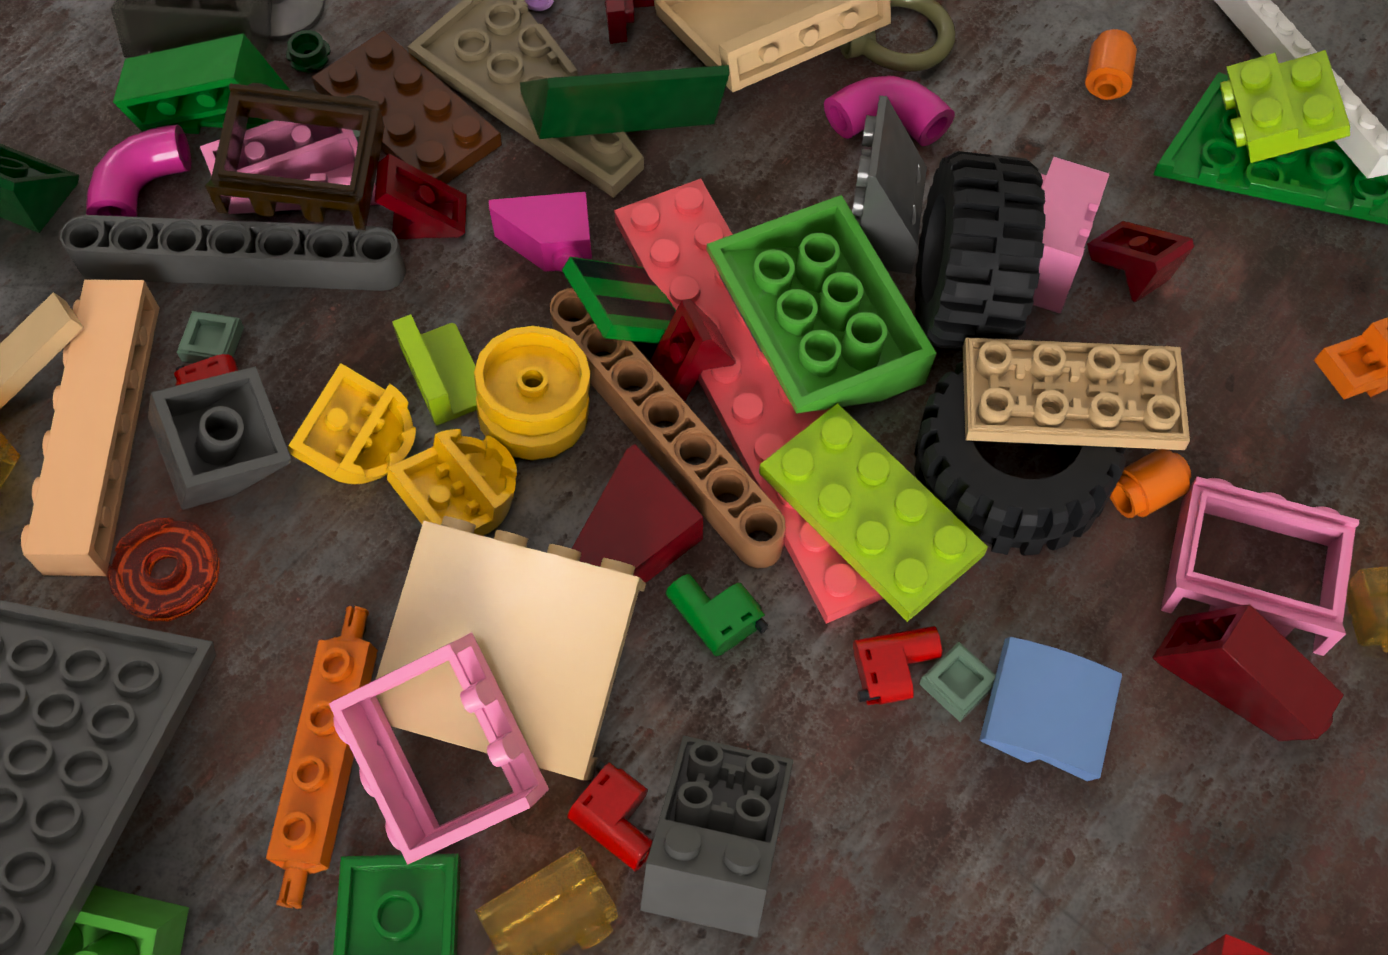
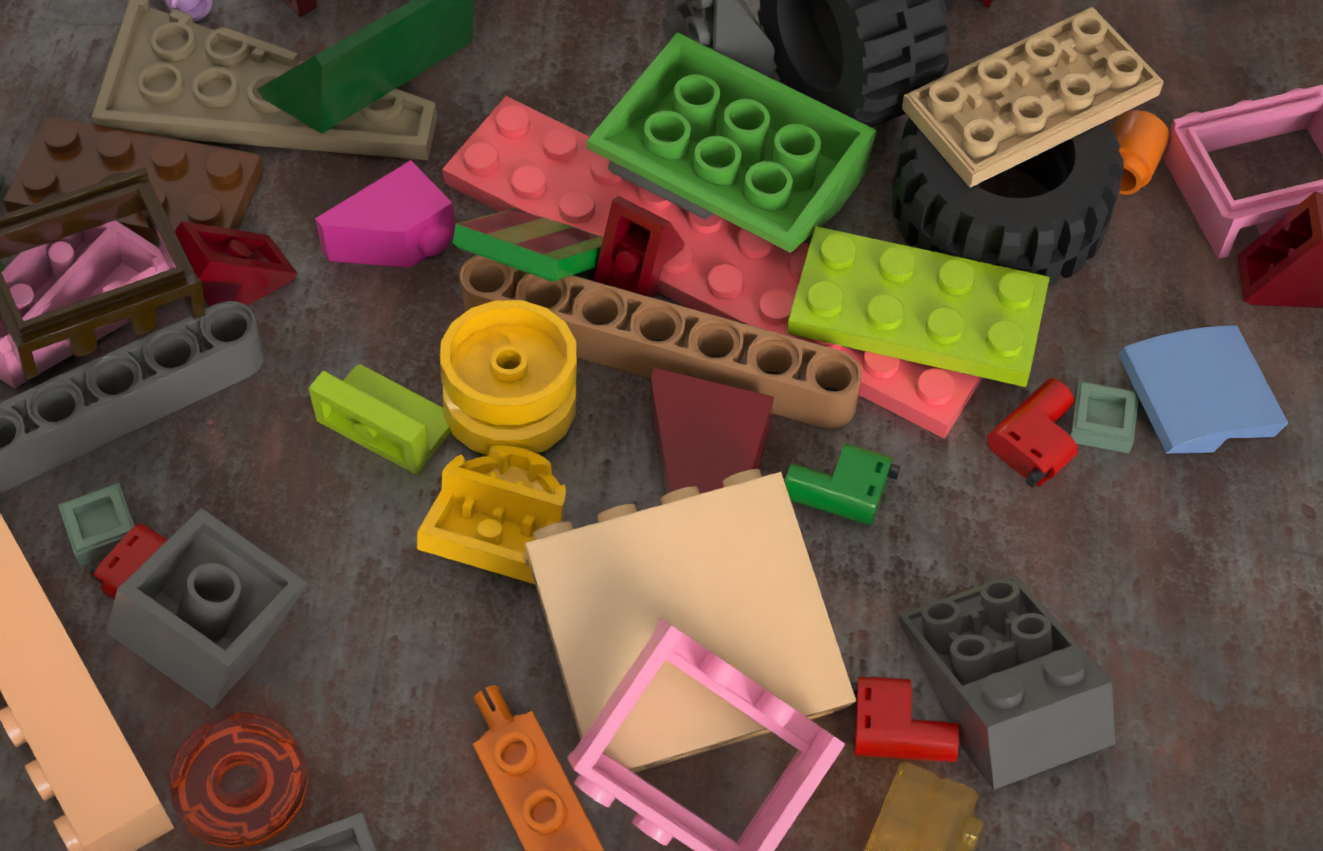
camera: 35 degrees left, 5 degrees down
(355, 429) = (343, 519): yellow slope -> none

